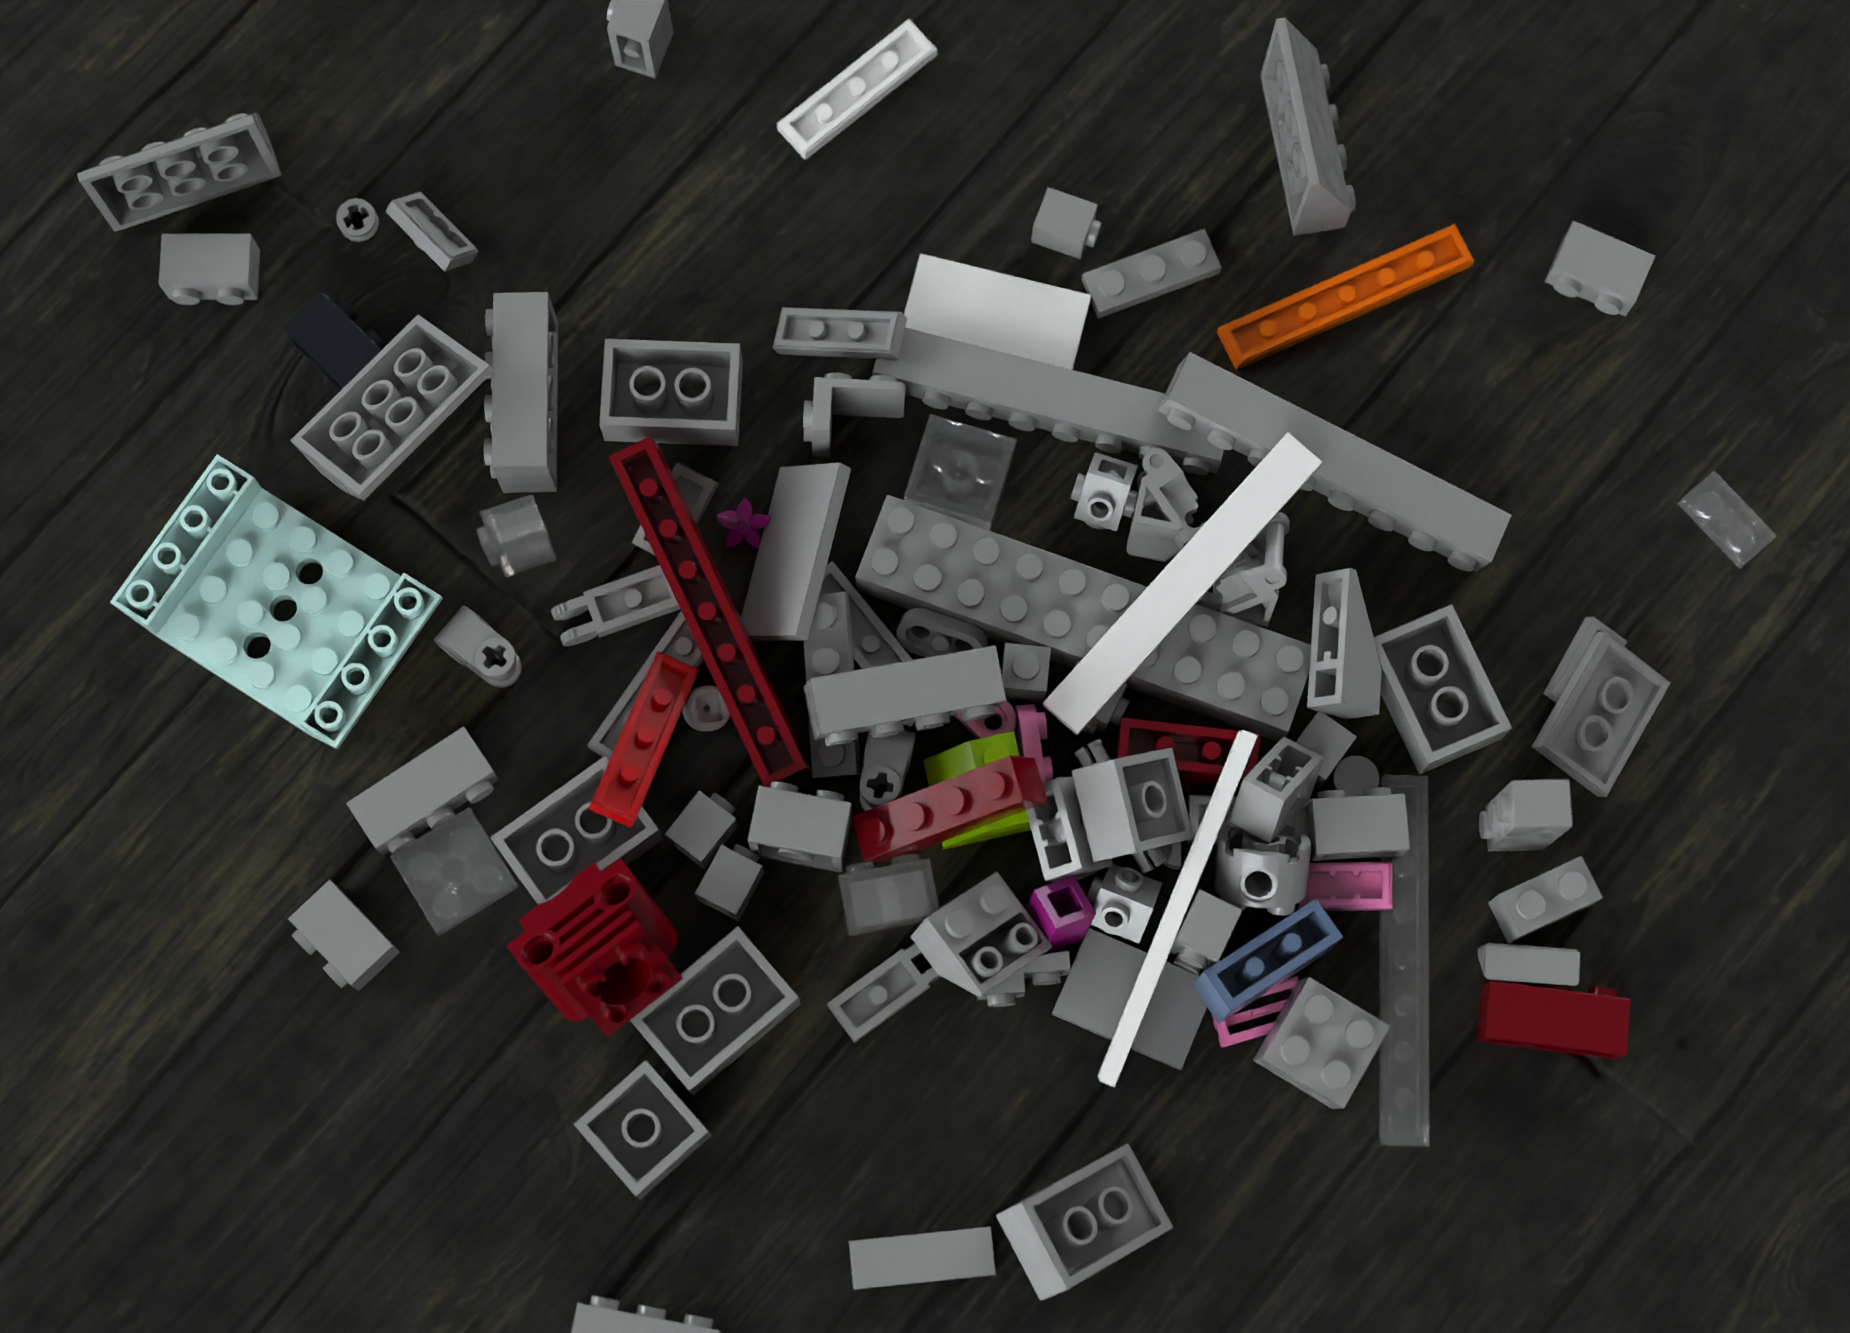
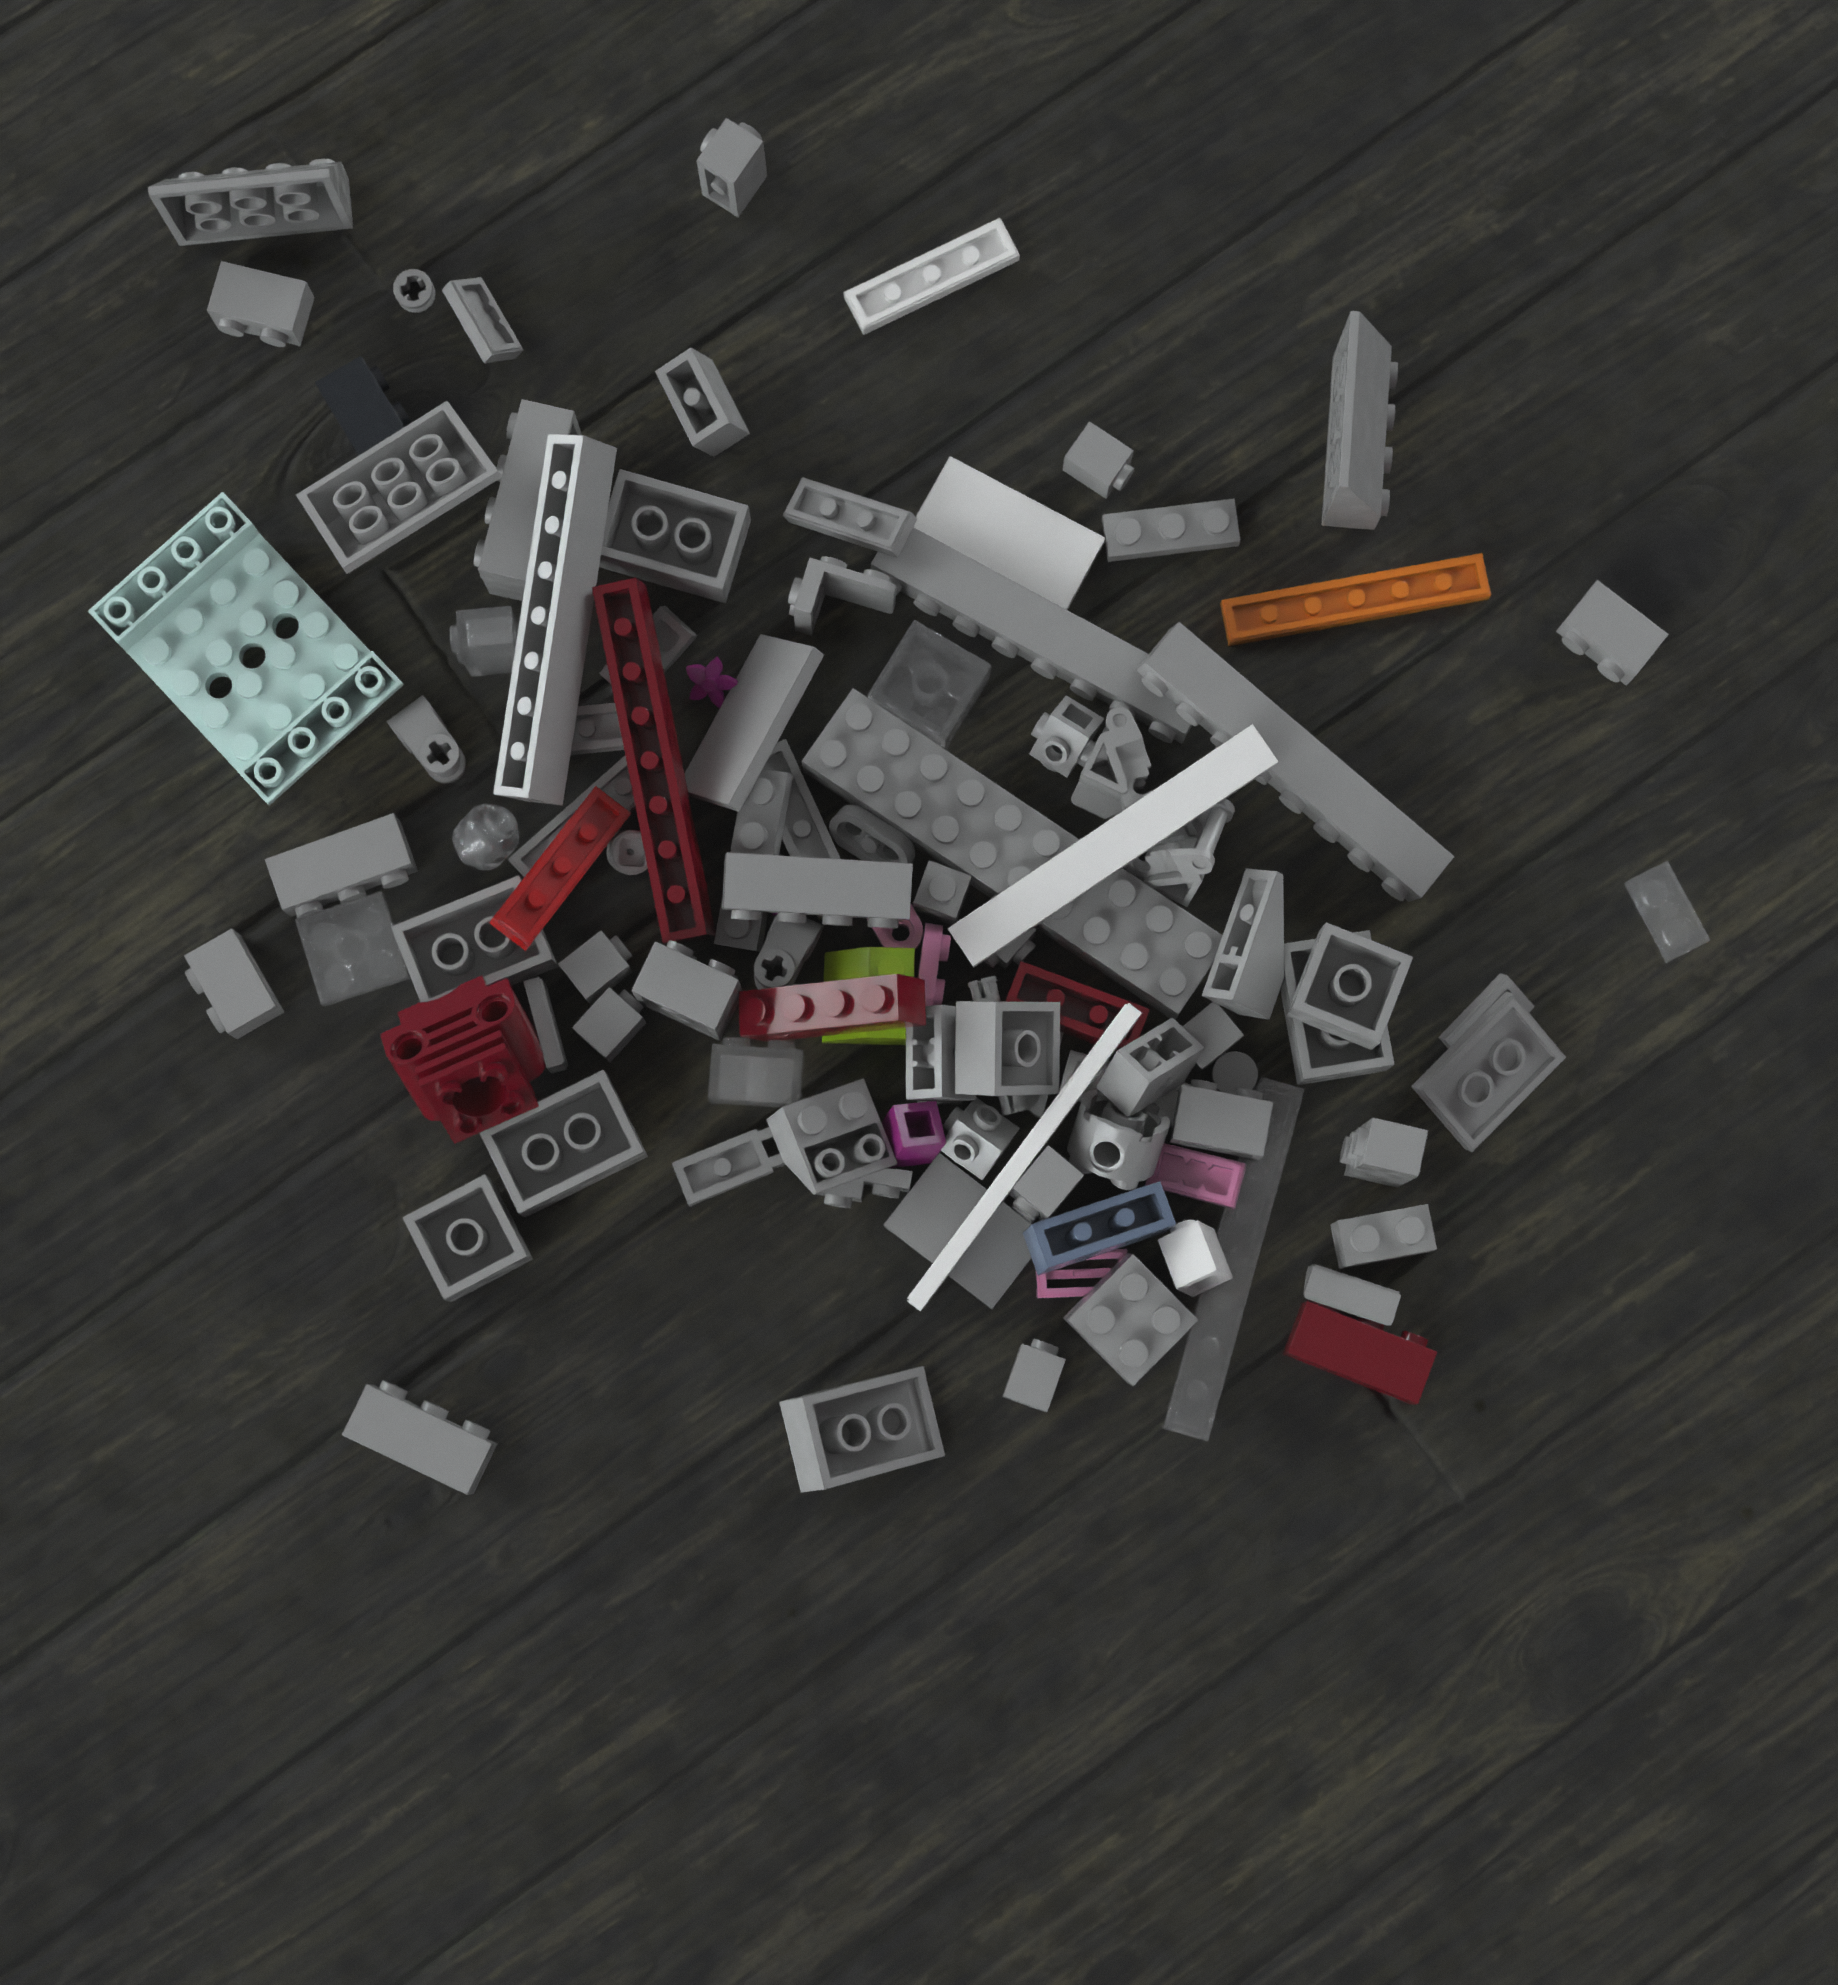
camera: 15 degrees right, 5 degrees up
(561, 727) = (486, 836): none -> clear head
(579, 498) = (555, 619): none -> light grey brick
(666, 898) = (546, 1025): none -> light grey tile
(667, 258) = (702, 402): none -> light grey brick
(922, 1258) = (700, 1424): light grey tile -> none
(1241, 1124) = (1035, 1375): none -> light grey brick
(1367, 966) = (1194, 1257): none -> white brick
(1450, 661) = (1349, 986): none -> light grey brick

